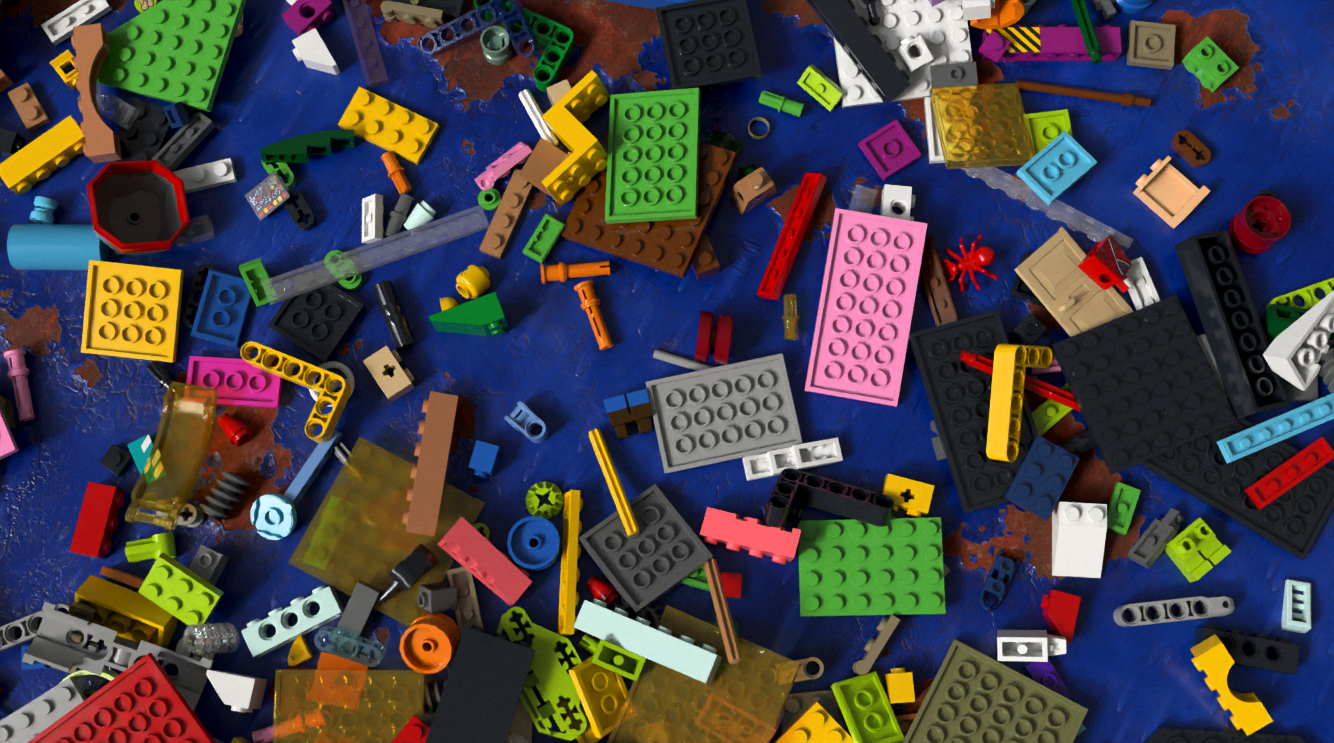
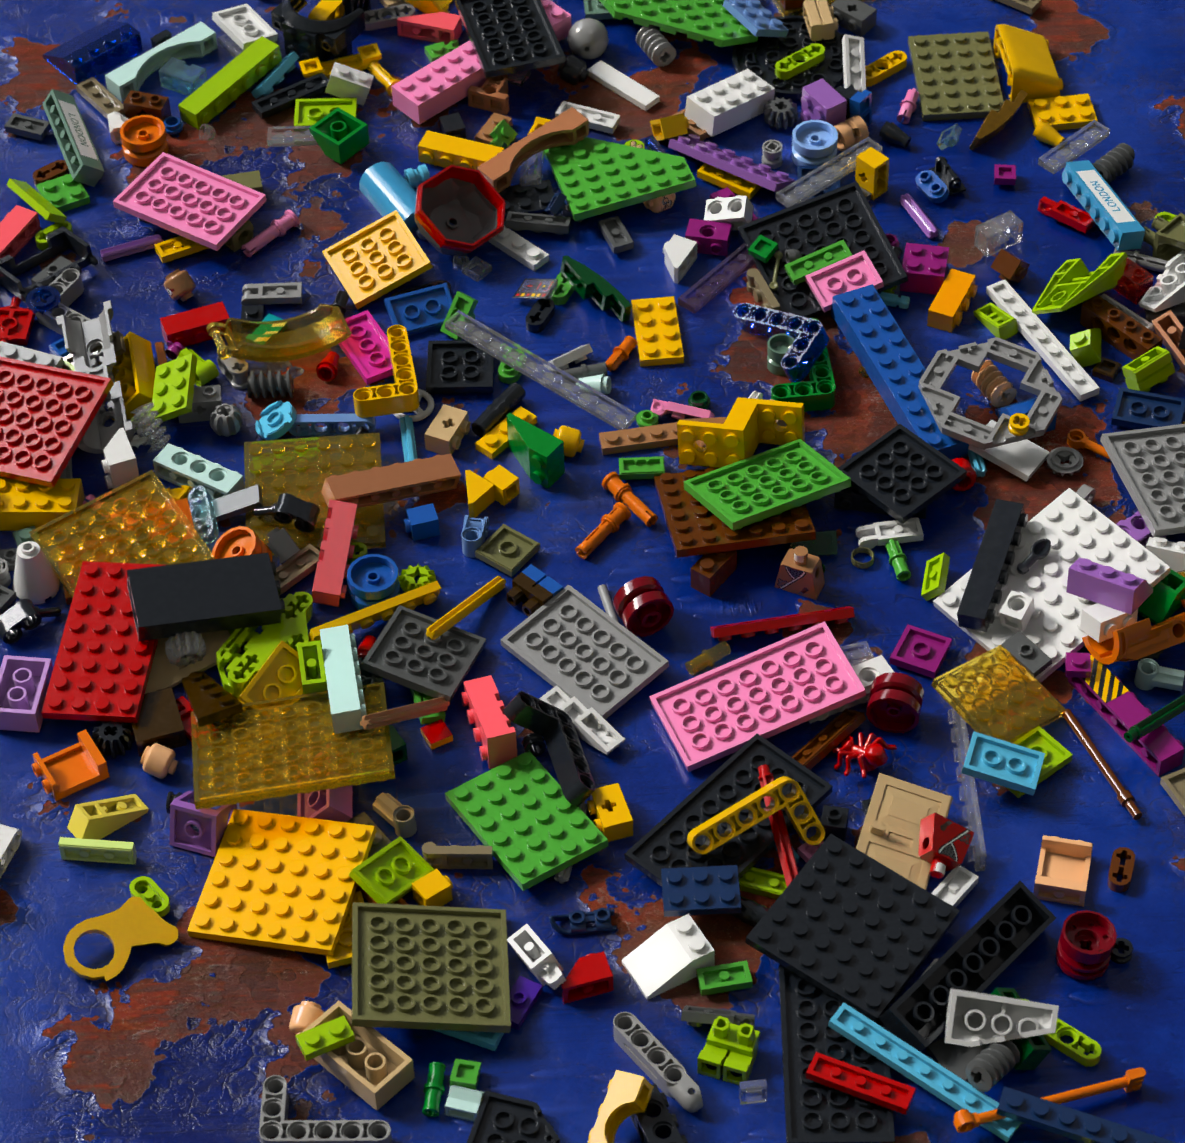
camera: 60 degrees right, 30 degrees down
(33, 507) = (179, 285): none -> medium nougat head
(47, 105) = (502, 134): none -> bright green plate
(102, 427) = (272, 293): none -> light grey plate
(116, 557) = (174, 349): none -> magenta plate
(238, 553) = (226, 420): none -> light grey piece
(247, 86) = (615, 234): none -> dark grey plate
(377, 414) = (408, 438): none -> medium azure axle
(422, 329) = (497, 439): none -> yellow plate
(482, 392) = (479, 493): none -> yellow slope
(485, 367) = (505, 484): none -> yellow brick
(498, 144) = (699, 399): none -> dark green plate
(564, 405) = (507, 550): none -> olive plate
(749, 93) = (882, 532): none -> white hinge
(940, 204) = (895, 702): none -> dark red wheel
(1242, 554) = (753, 1091): none -> clear tile

